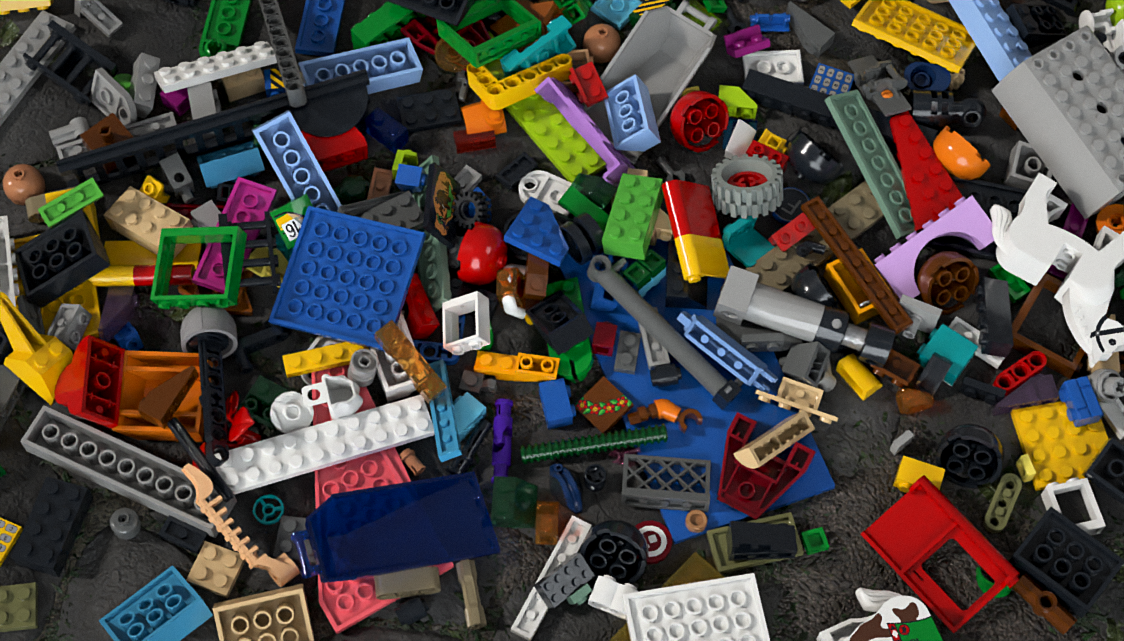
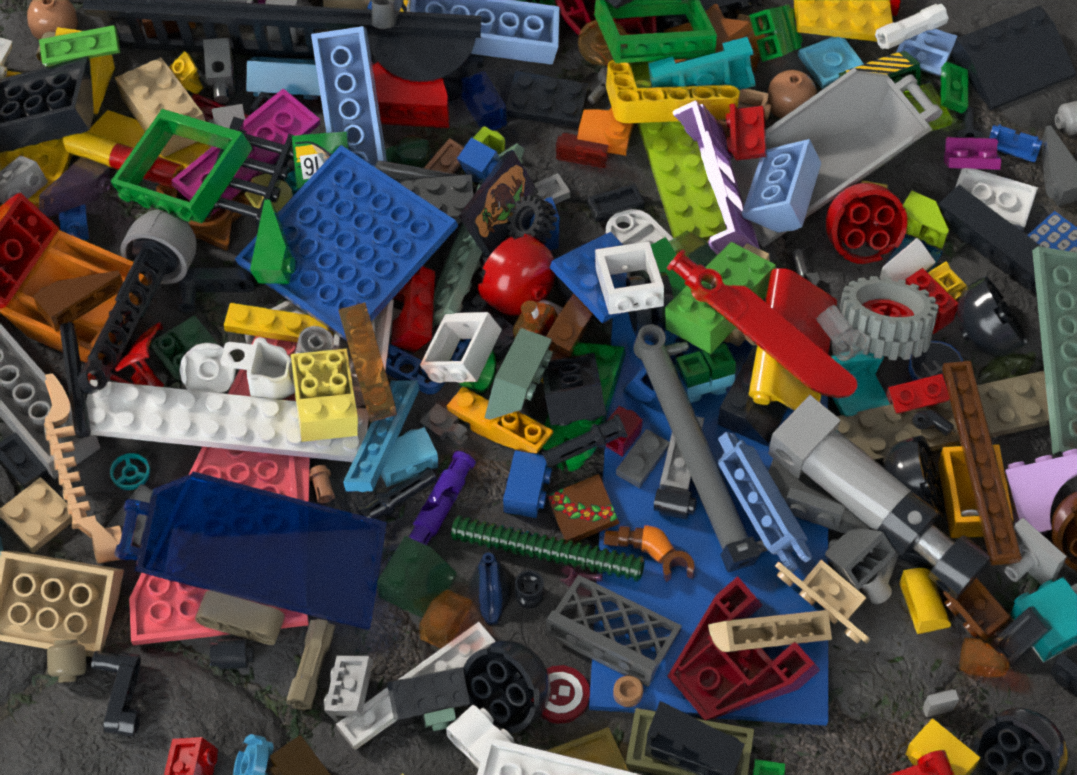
camera: 25 degrees right, 5 degrees down
(299, 309) = (272, 256): none -> green slope
(389, 397) = (324, 395): none -> light yellow slope
(507, 599) = (348, 686): none -> light grey bracket
(519, 327) = (519, 373): none -> sand green slope
(557, 214) = (629, 259): none -> white window
(593, 351) = (597, 436): none -> black pin
(678, 228) = (767, 329): none -> red piece
(732, 214) = (846, 340): none -> clear piece

